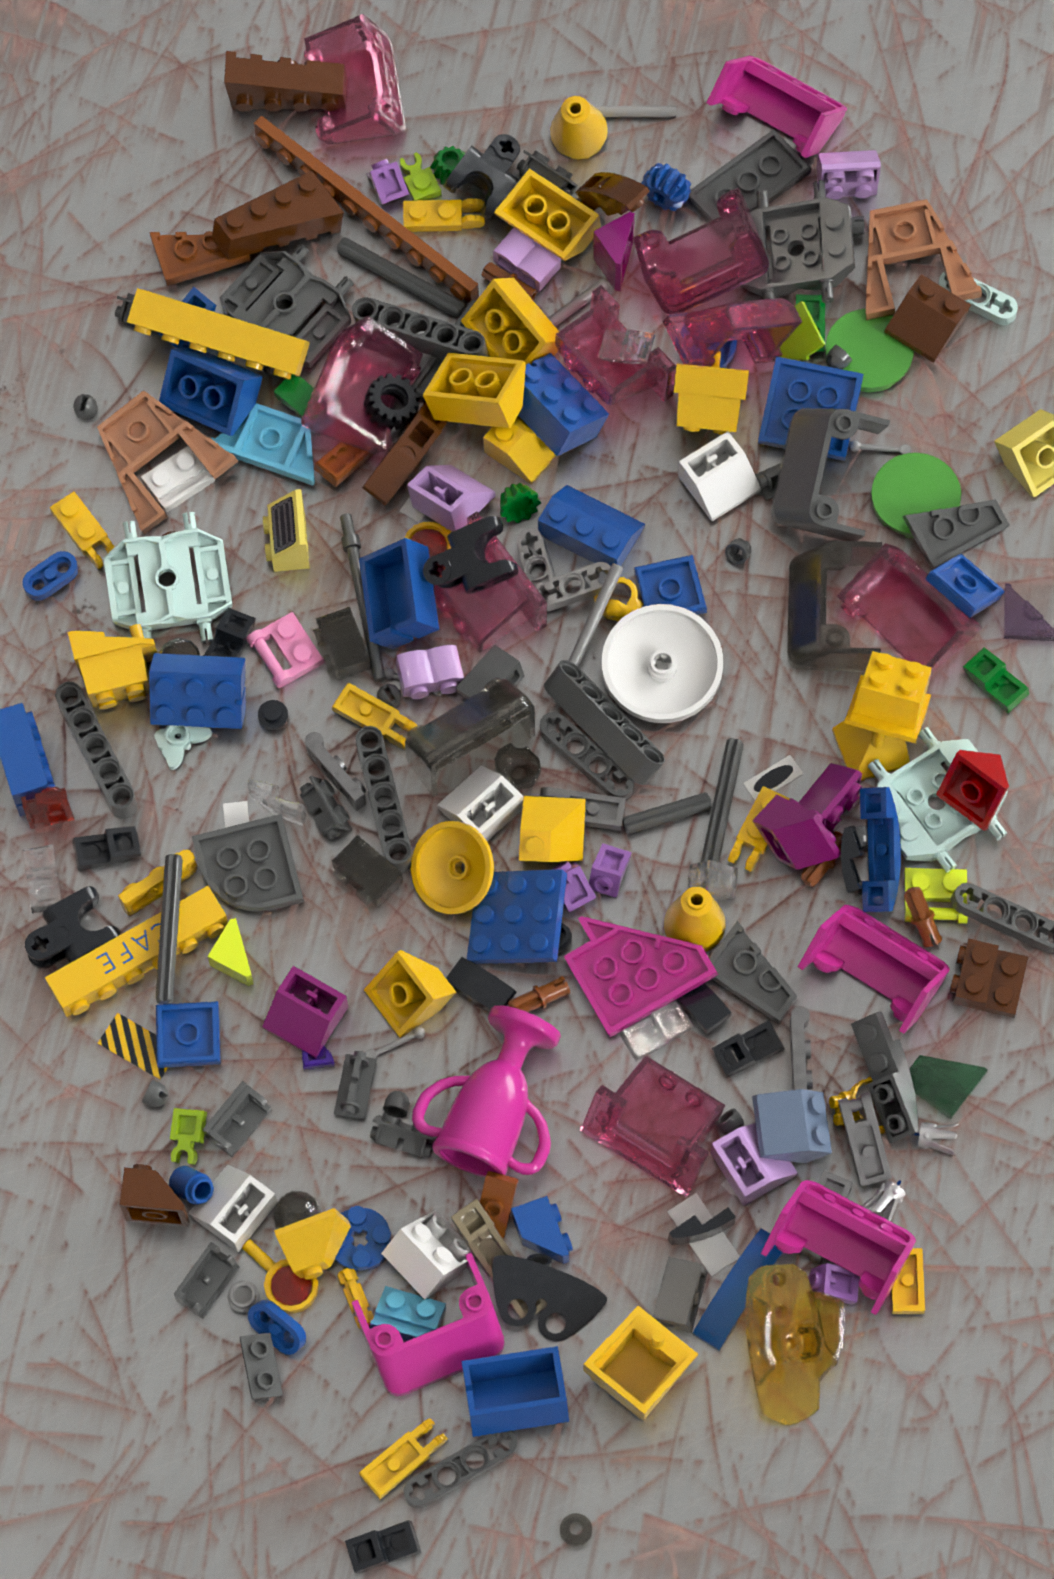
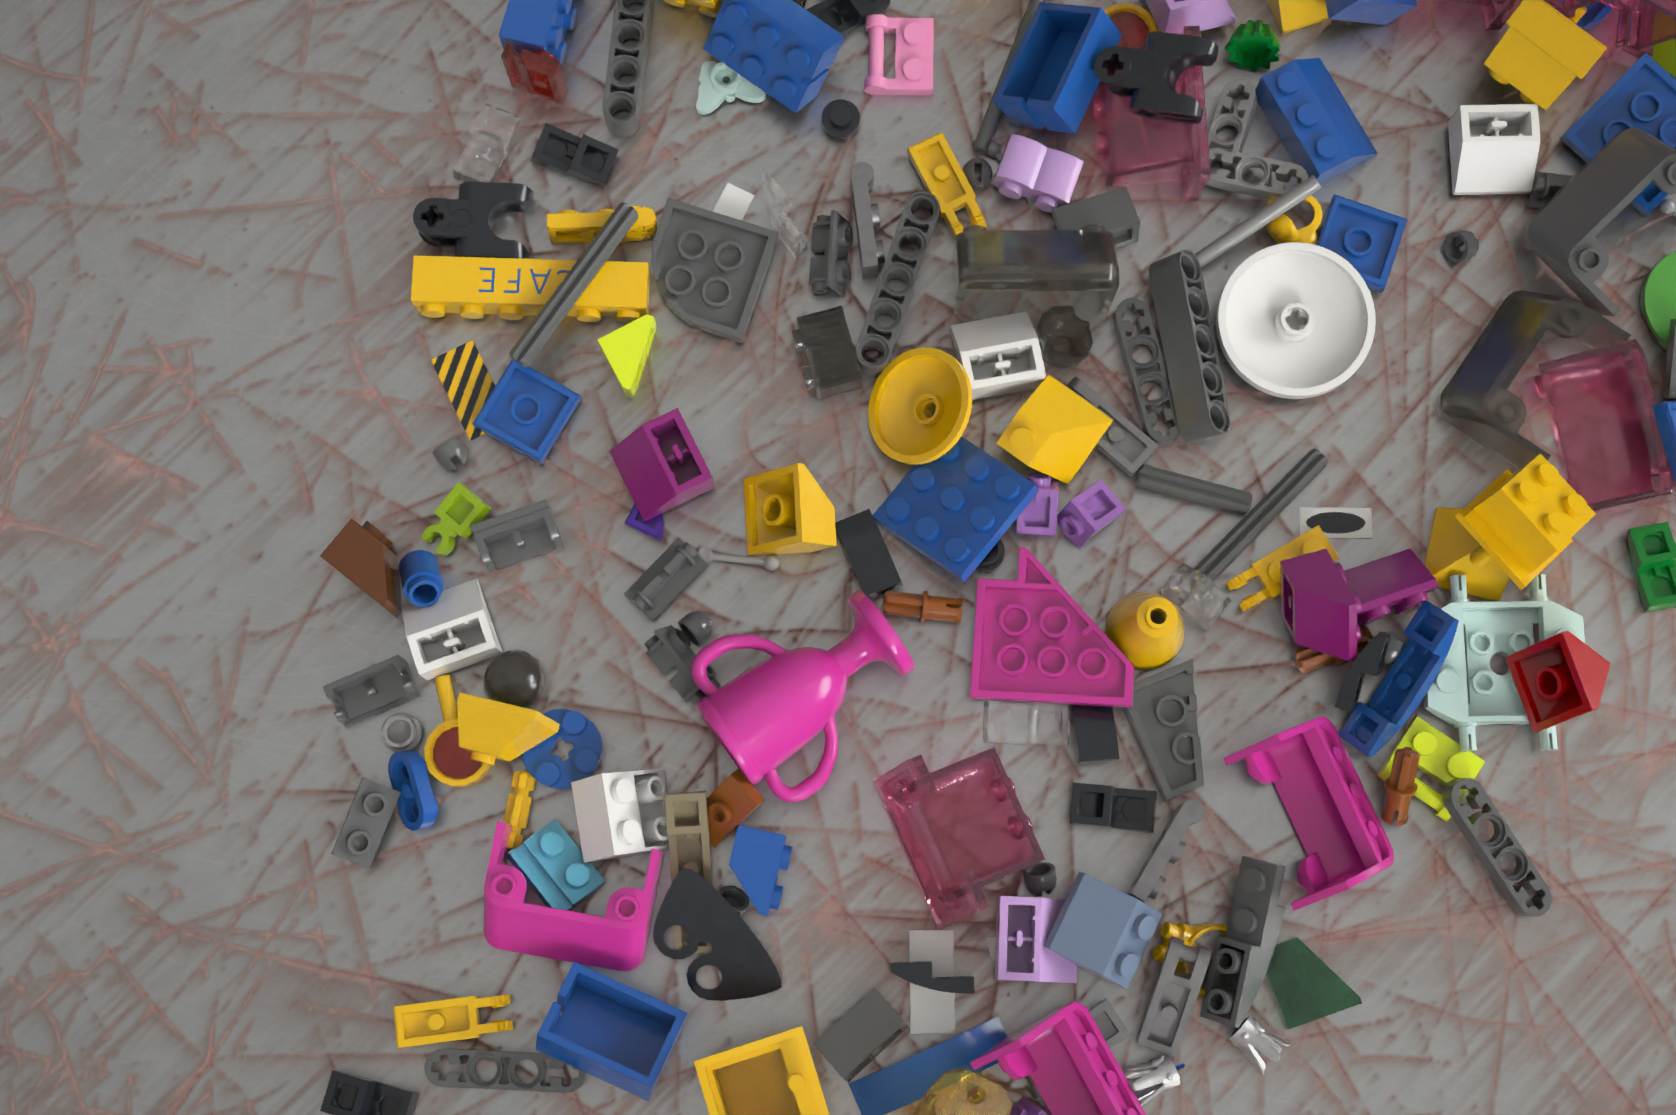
camera: 30 degrees right, 10 degrees up
(342, 643) = (963, 86): clear smoke brick -> none
(988, 978) = (1430, 899): reddish brown plate -> none

